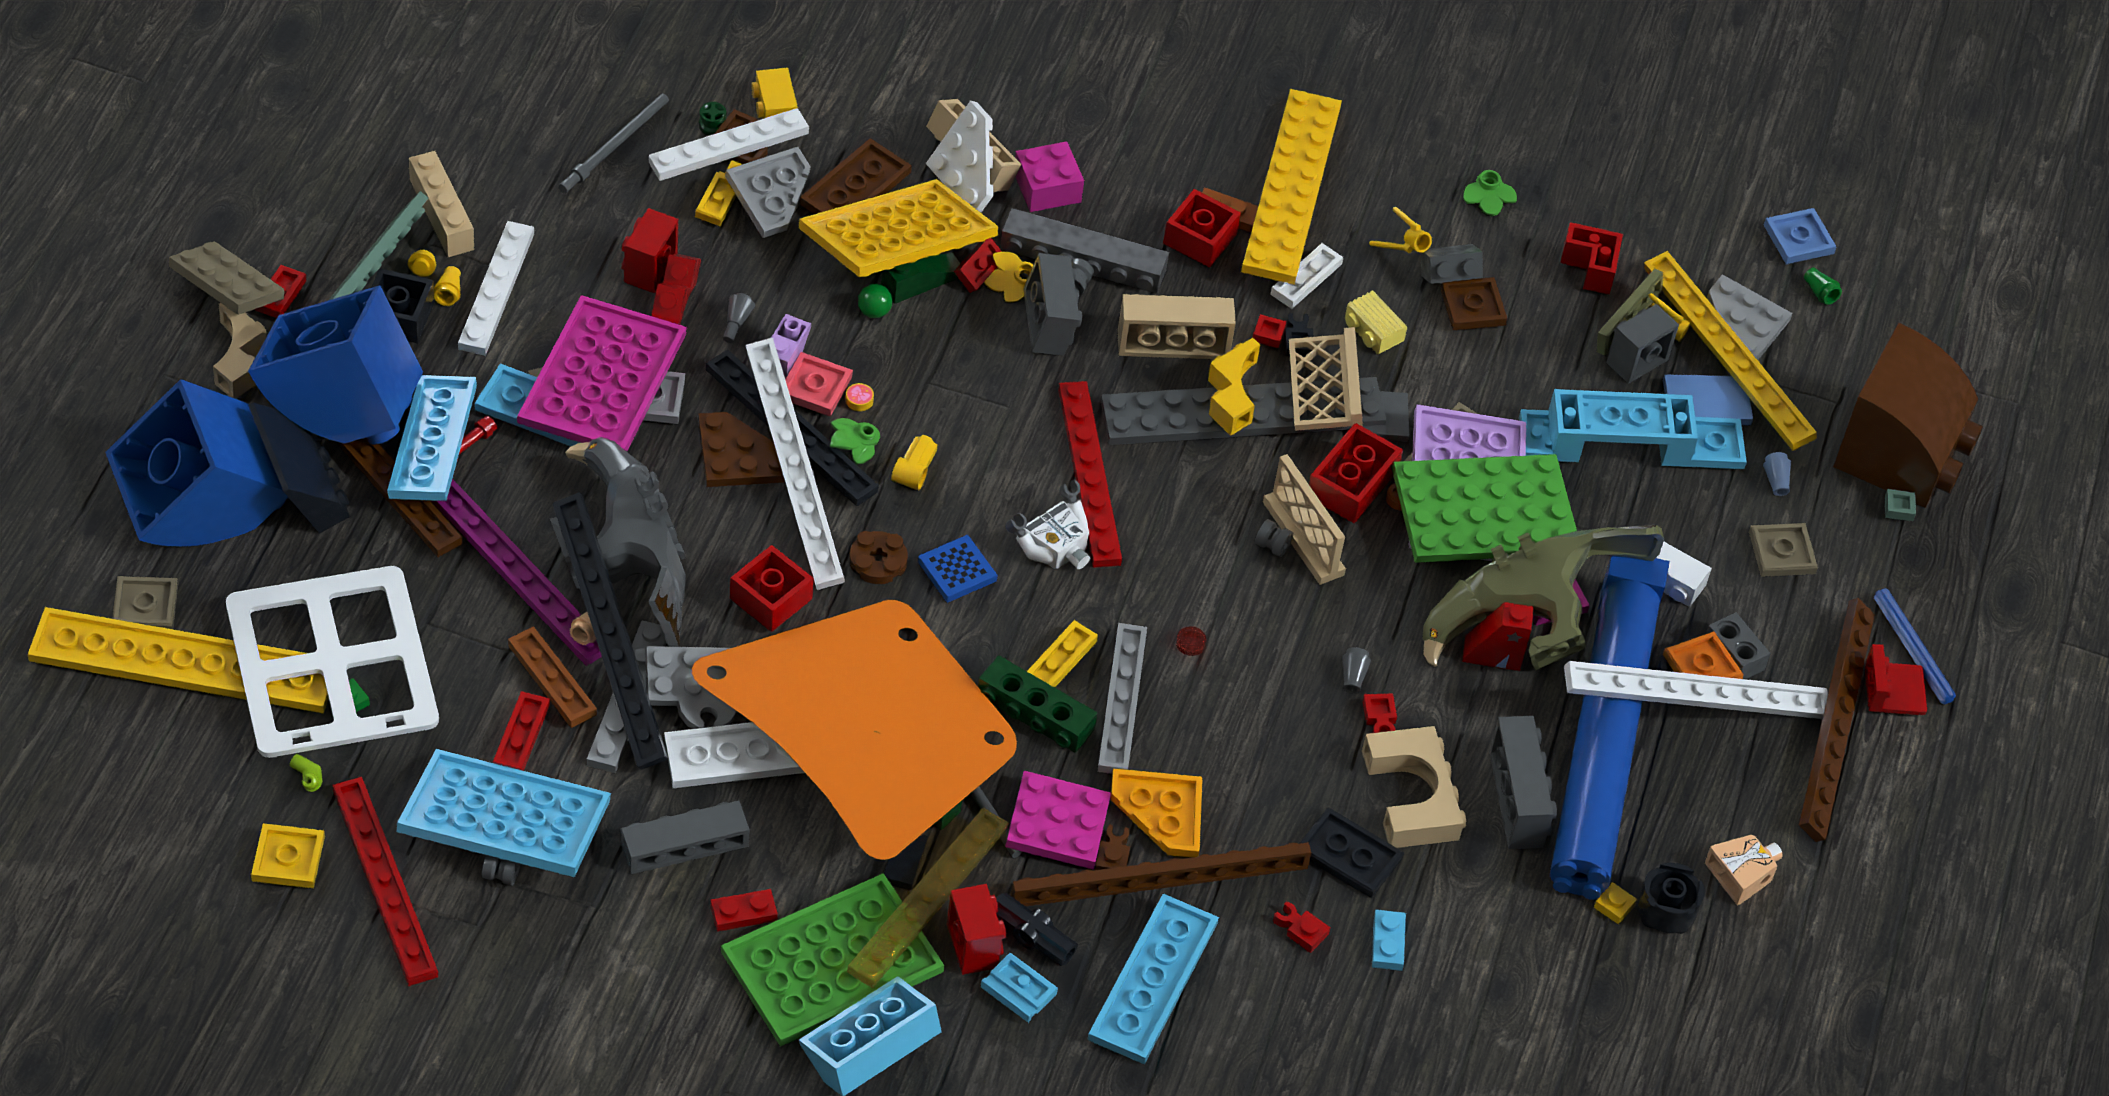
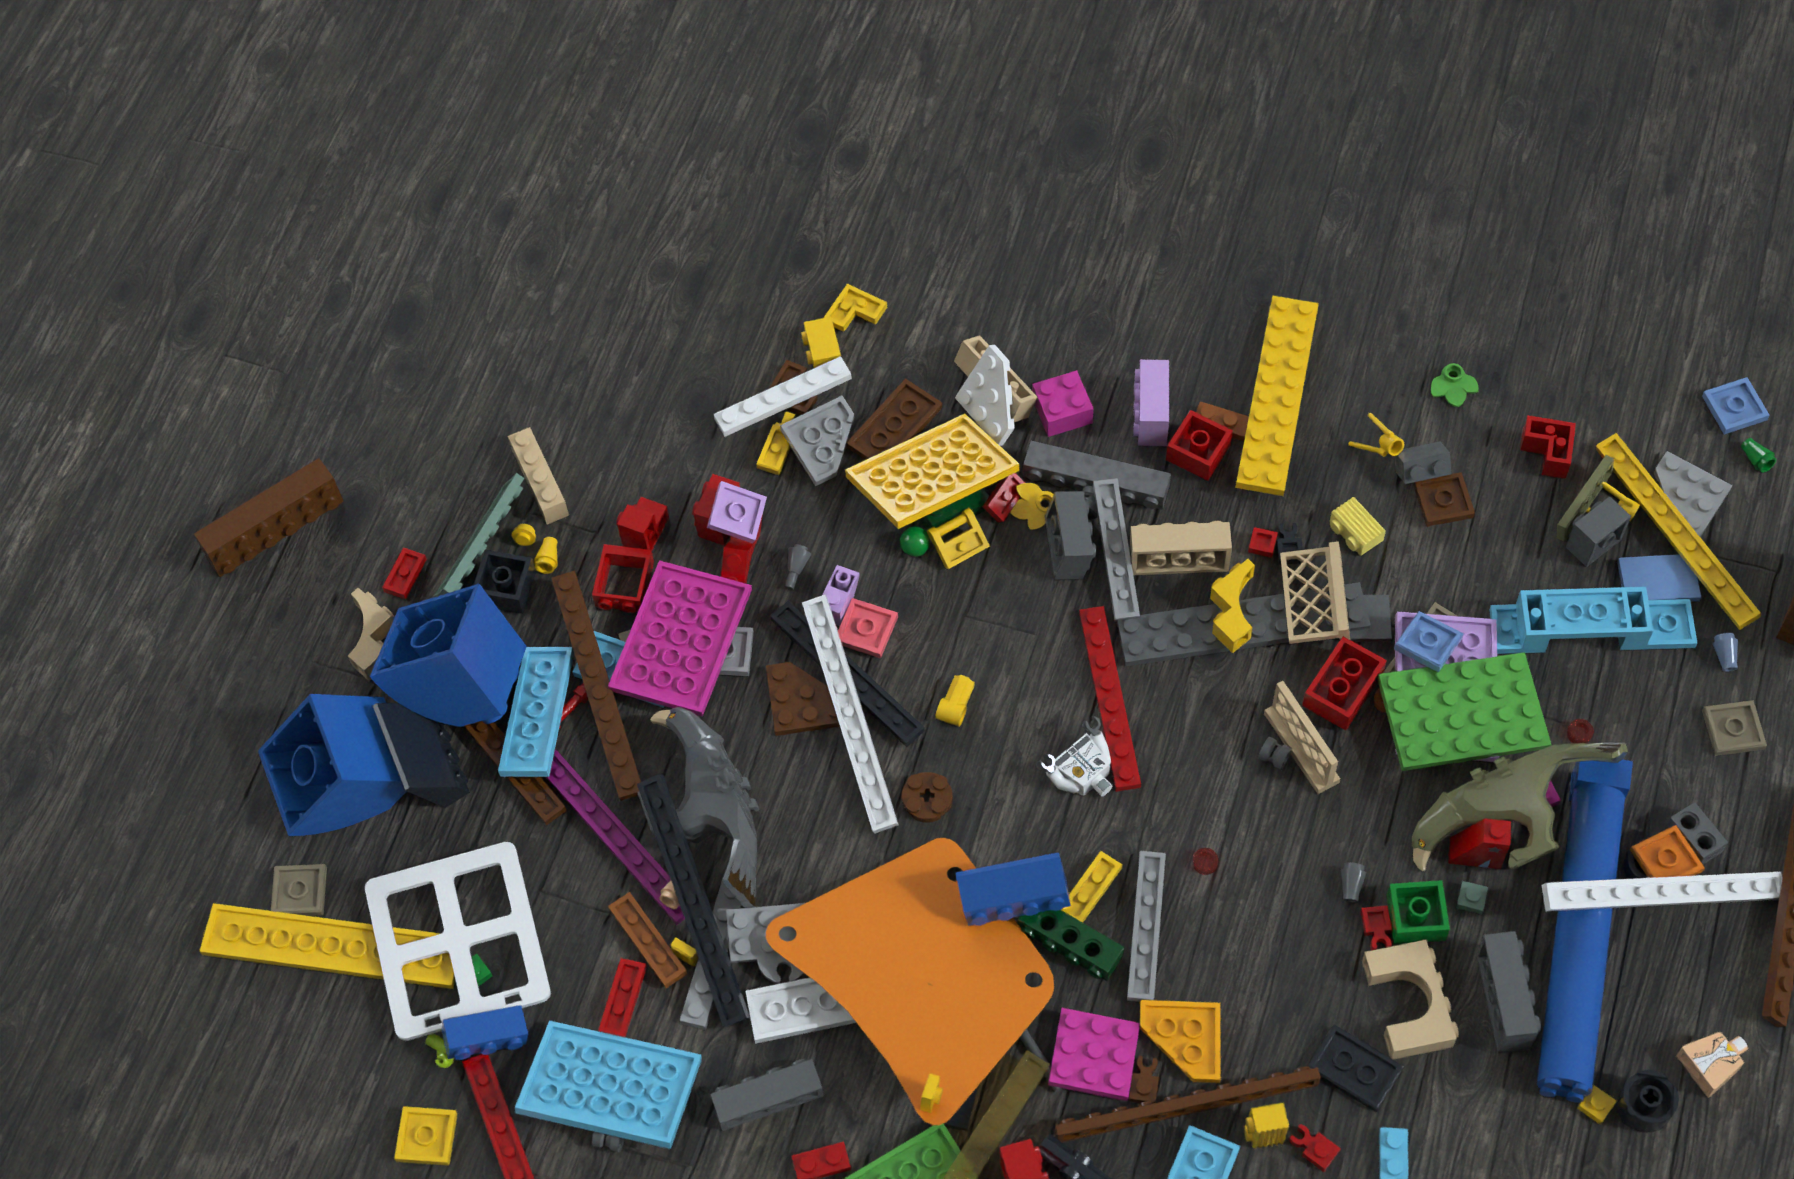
camera: 10 degrees right, 10 degrees up
(124, 220) = (269, 517): none -> reddish brown brick
(226, 277) = (357, 566): dark tan plate -> none
(361, 752) = (484, 1032): none -> blue brick
(496, 288) = (593, 538): white plate -> none
(503, 417) = (596, 685): none -> reddish brown plate
(527, 291) = (622, 557): none -> red window
(560, 262) = (642, 524): none -> red brick
(582, 171) = (657, 431): dark grey bar -> none
(596, 689) = (684, 952): none -> yellow tile
(675, 246) = (736, 512): none -> lavender plate
(711, 117) = (764, 366): dark green wheel -> none
(771, 588) = (833, 839): red brick -> none
(814, 58) = (852, 303): none -> yellow plate
(855, 437) = (901, 682): bright green plate -> none
(859, 397) = (905, 637): tile -> none
(877, 825) = (931, 1094): none -> yellow plate
(927, 309) = (961, 546): none -> yellow plate
(957, 568) = (996, 803): blue tile -> none
(976, 640) = (1013, 889): none -> blue slope
(1103, 322) = (1116, 549): none -> light grey plate
(1151, 181) = (1151, 403): none -> lavender brick
(1249, 895) = (1266, 1125): none -> yellow brick
(1311, 273) = (1298, 480): white plate -> none
(1427, 698) = (1417, 912): none -> green brick
(1450, 433) = (1428, 641): none -> medium blue tile
(1487, 695) = (1472, 897): none -> sand green plate
(1685, 575) = (1647, 762): white slope -> none

